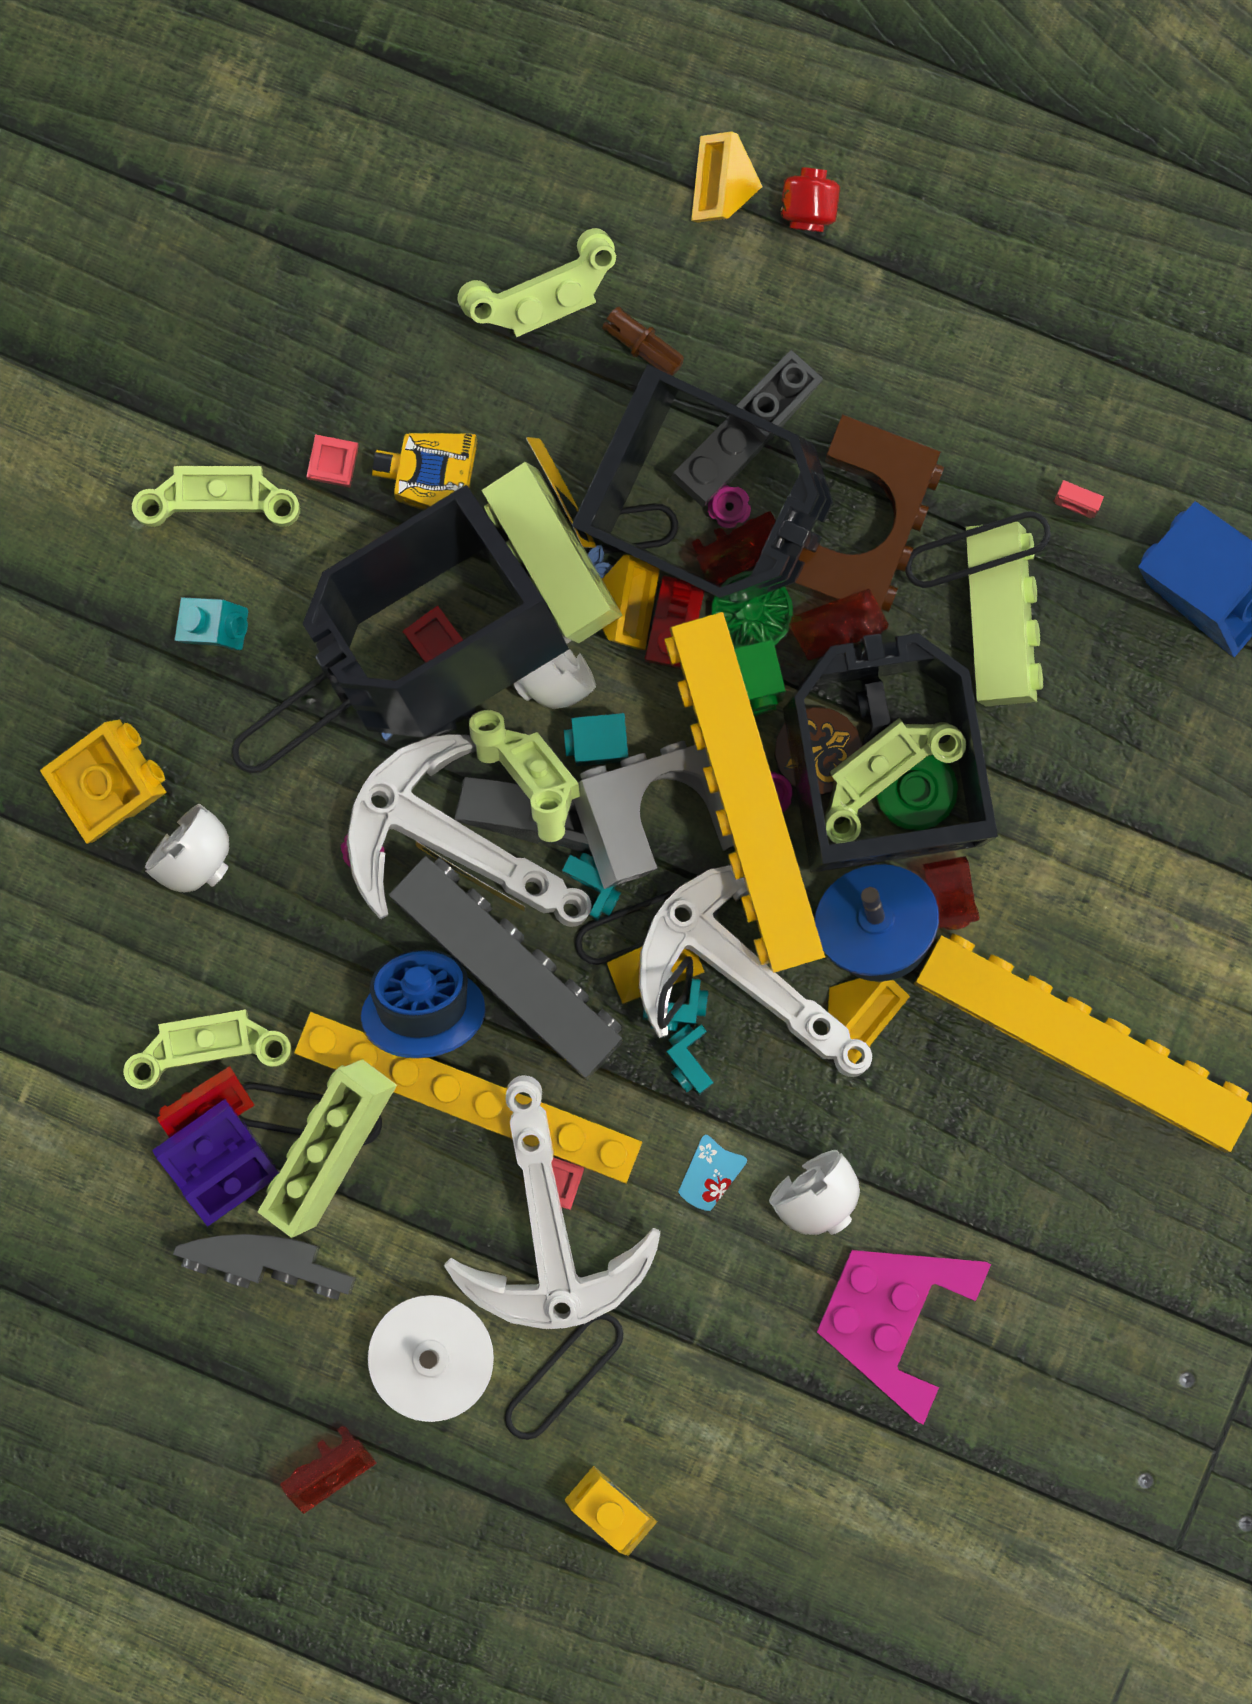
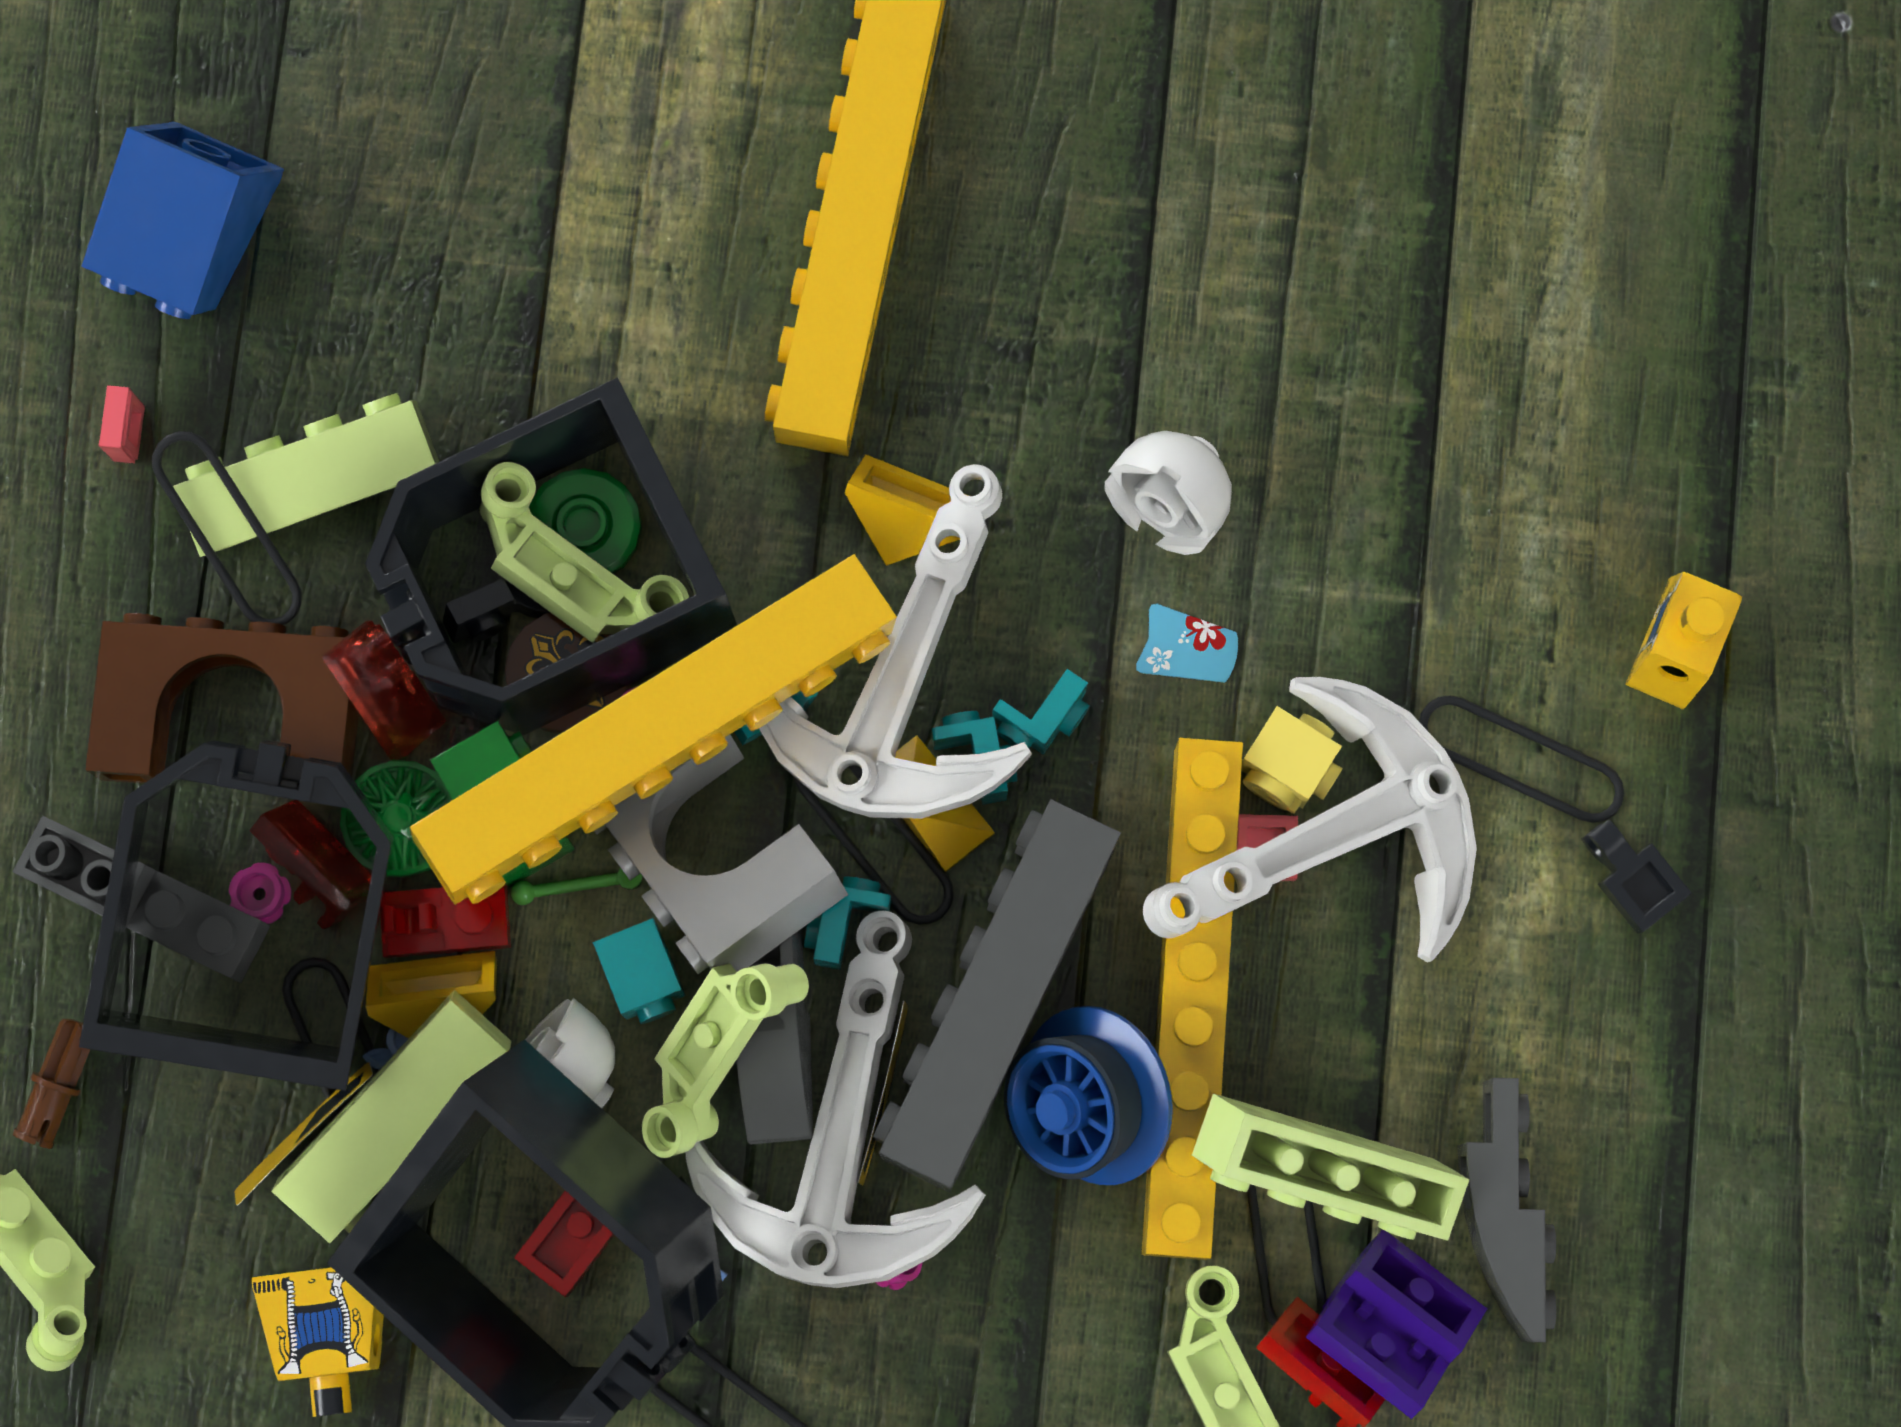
camera: 110 degrees left, 5 degrees down
(326, 1475) = (1781, 1047): clear red plate -> none
(430, 1358) = (1567, 935): white piece -> none
(460, 1430) = (1640, 882): none -> black plate
(607, 1216) = (1291, 761): none -> light yellow brick
(663, 1022) = (965, 746): black piece -> none
(675, 677) = (524, 892): none -> bright green hinge
(877, 921) = (777, 510): blue piece -> none
(878, 1308) = (1297, 373): dark pink wing -> none
(953, 892) = (711, 436): clear red bracket -> none

